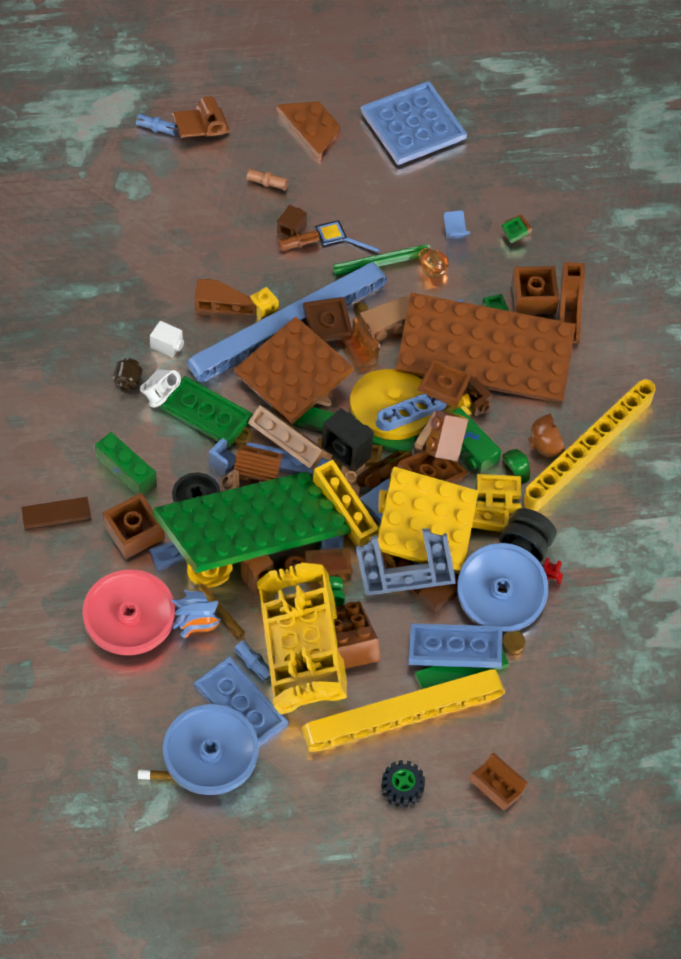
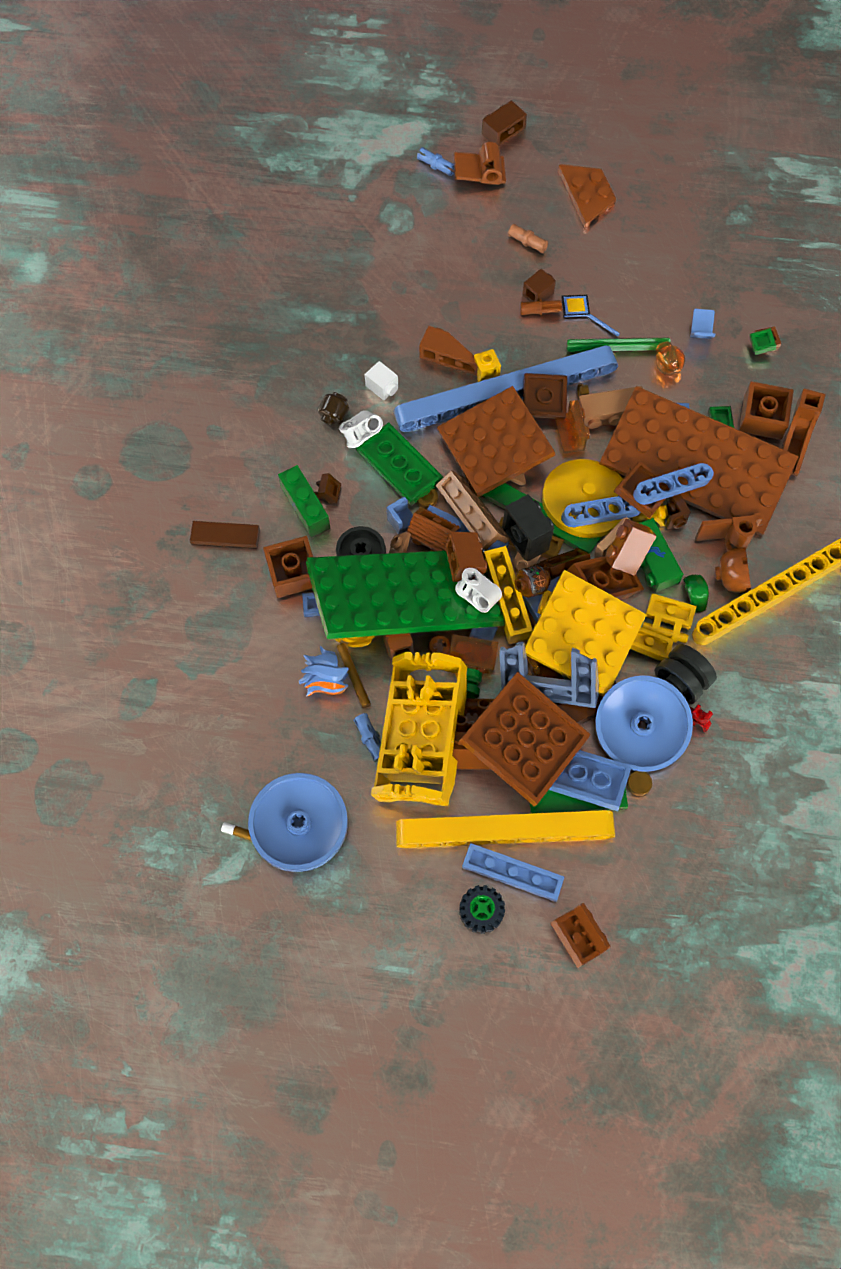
camera: 20 degrees right, 10 degrees up
(128, 612) = (260, 656): coral dish -> none
(145, 448) = (328, 488): none -> reddish brown tile
(212, 76) = (504, 123): none -> reddish brown brick
(232, 688) = (341, 764): medium blue tile -> none
(298, 478) = (464, 552): none -> dark orange brick
(319, 504) = (479, 591): none -> white piece
(366, 484) = (532, 581): none -> reddish brown head
(400, 622) = (525, 738): none -> dark orange plate
(413, 122) = (690, 209): medium blue plate -> none
(421, 745) = (513, 872): none -> medium blue plate
(468, 369) = (674, 485): none -> medium blue beam
(536, 401) = (734, 530): none -> dark orange piece

